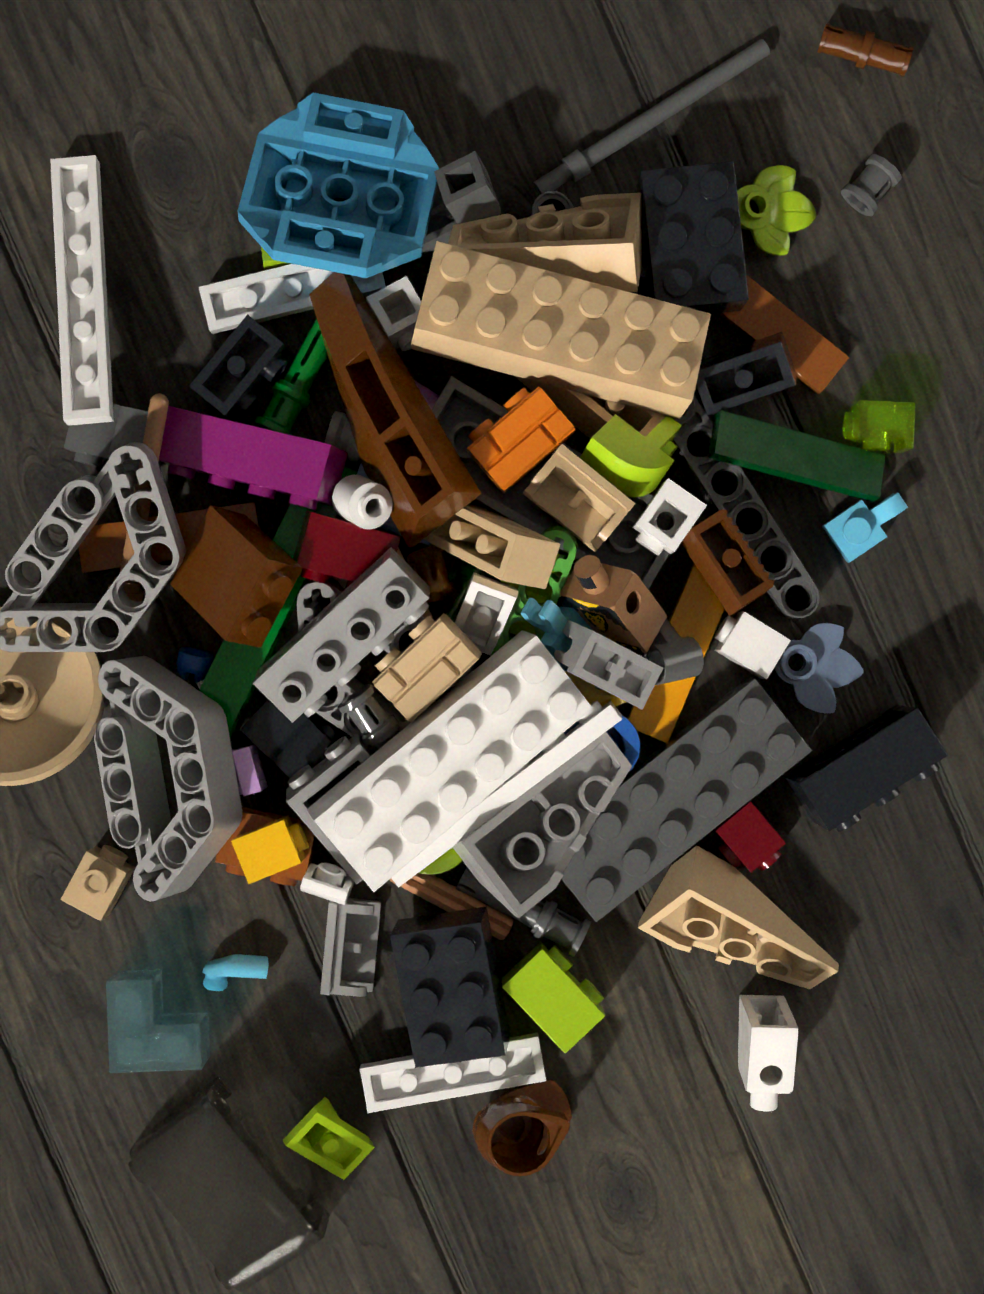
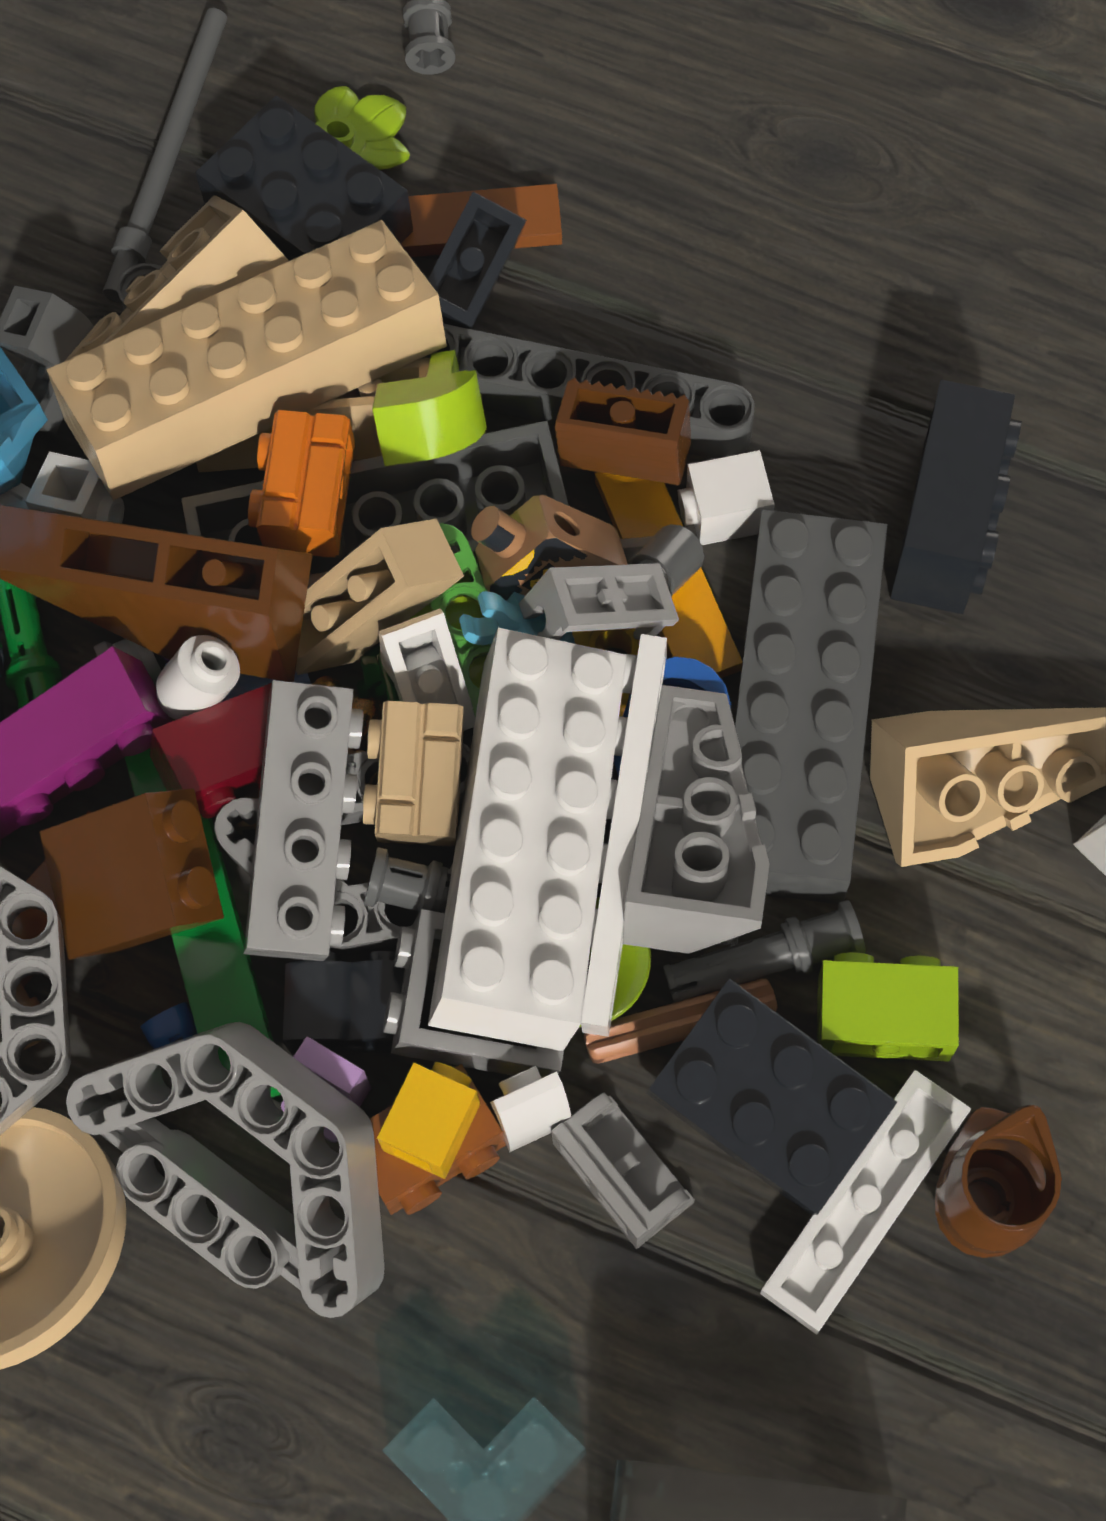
camera: 40 degrees left, 20 degrees down
(98, 881) = (274, 1360): tan brick -> none
(235, 965) = (512, 1316): medium azure arm -> none
(329, 1140) = (808, 1402): lime slope -> none
(578, 498) = (415, 480): tan hinge -> none
(683, 509) = (523, 425): white brick -> none
(749, 839) = (914, 672): dark red brick -> none
(796, 456) = (593, 295): dark green tile -> none
(823, 667) = (819, 463): sand blue plate -> none
(859, 528) = (722, 315): medium azure plate -> none
(880, 425) = (647, 209): clear neon green brick -> none

